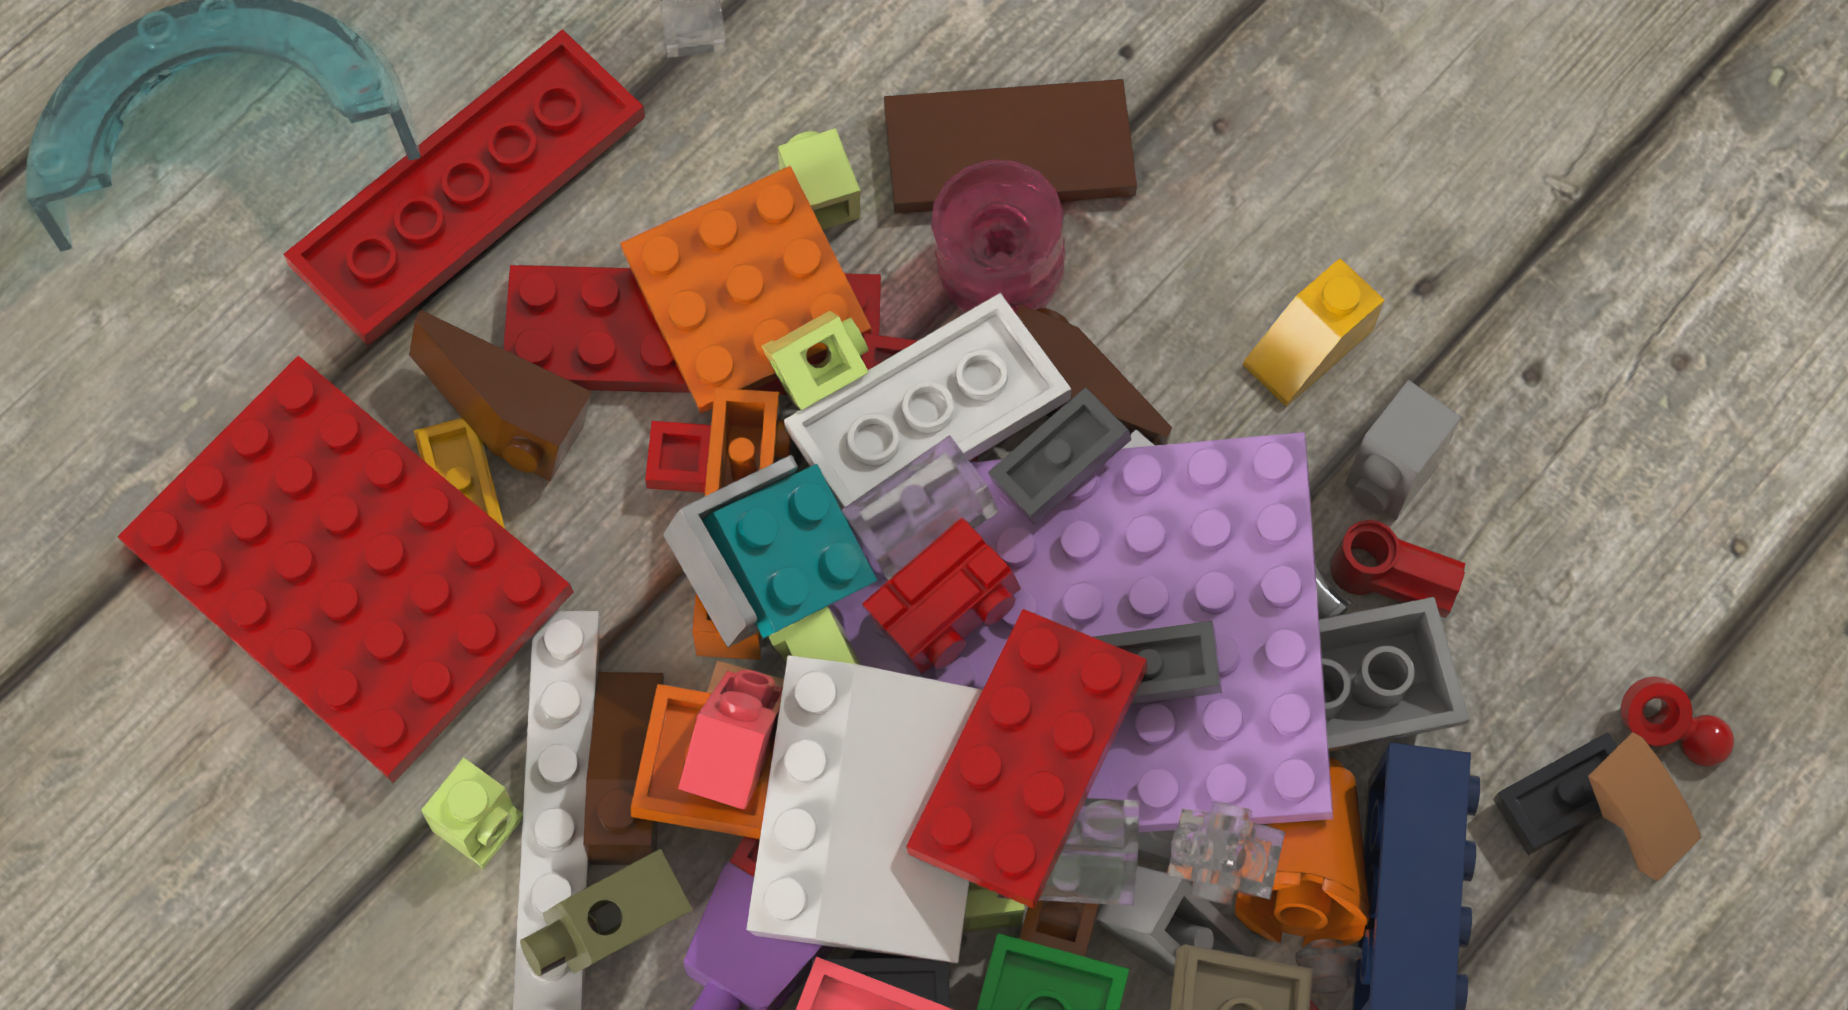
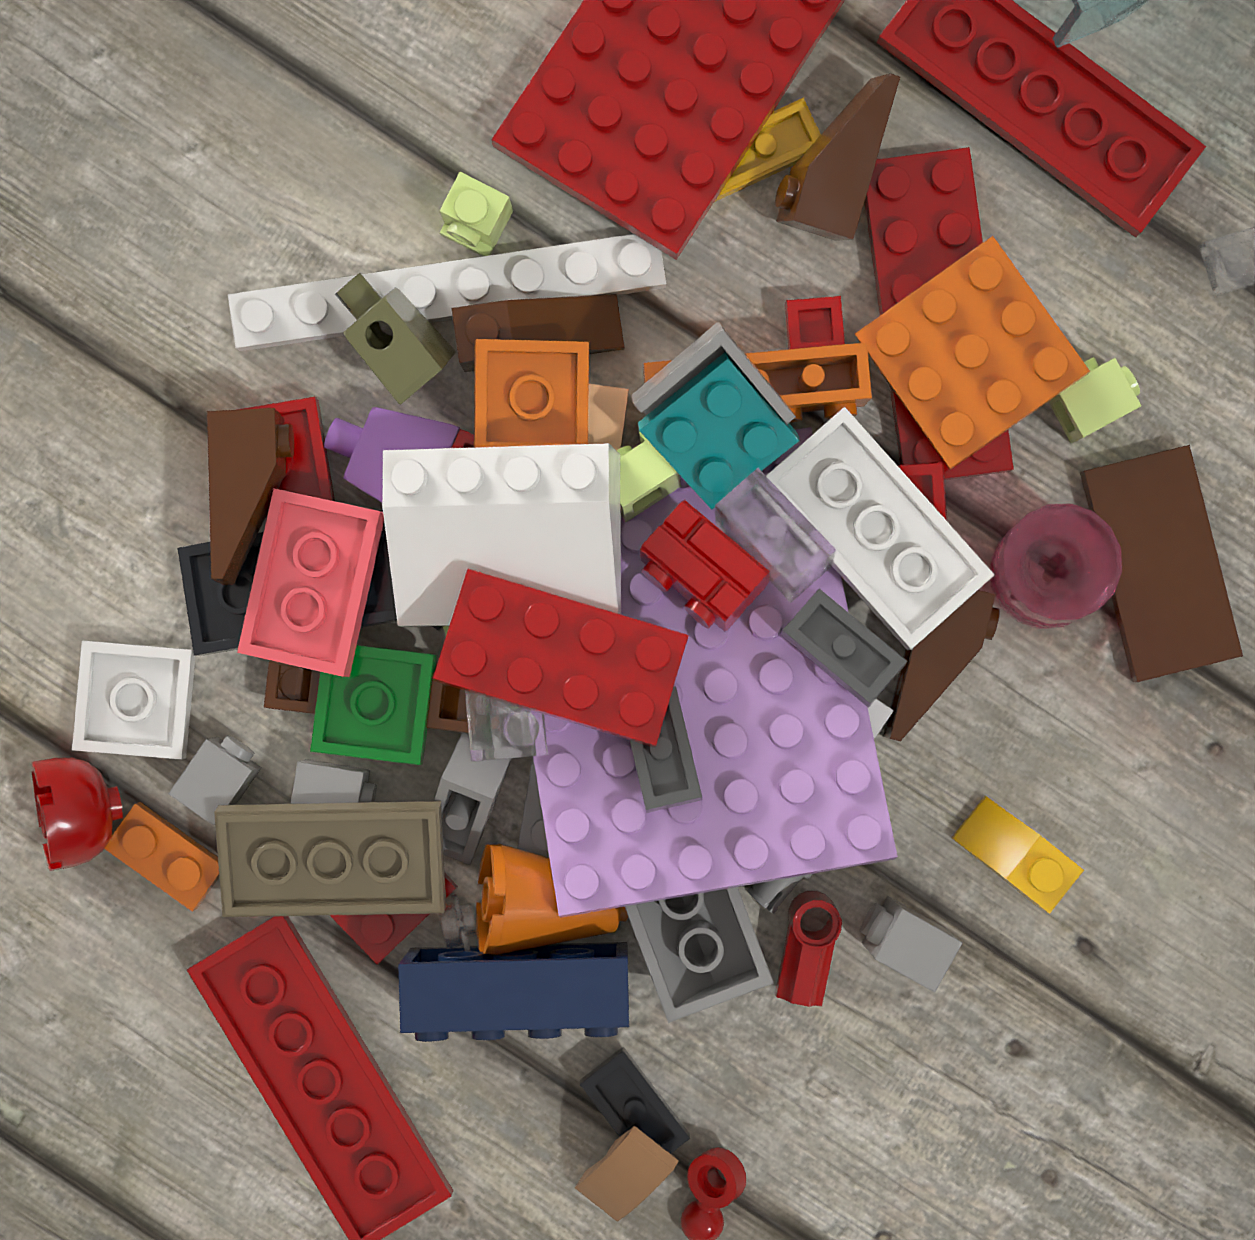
camera: 80 degrees right, 20 degrees up
(733, 738) = (540, 411): coral slope -> none
(810, 382) = (888, 425): yellowish green brick -> none
(1225, 853) = (509, 831): clear brick -> none

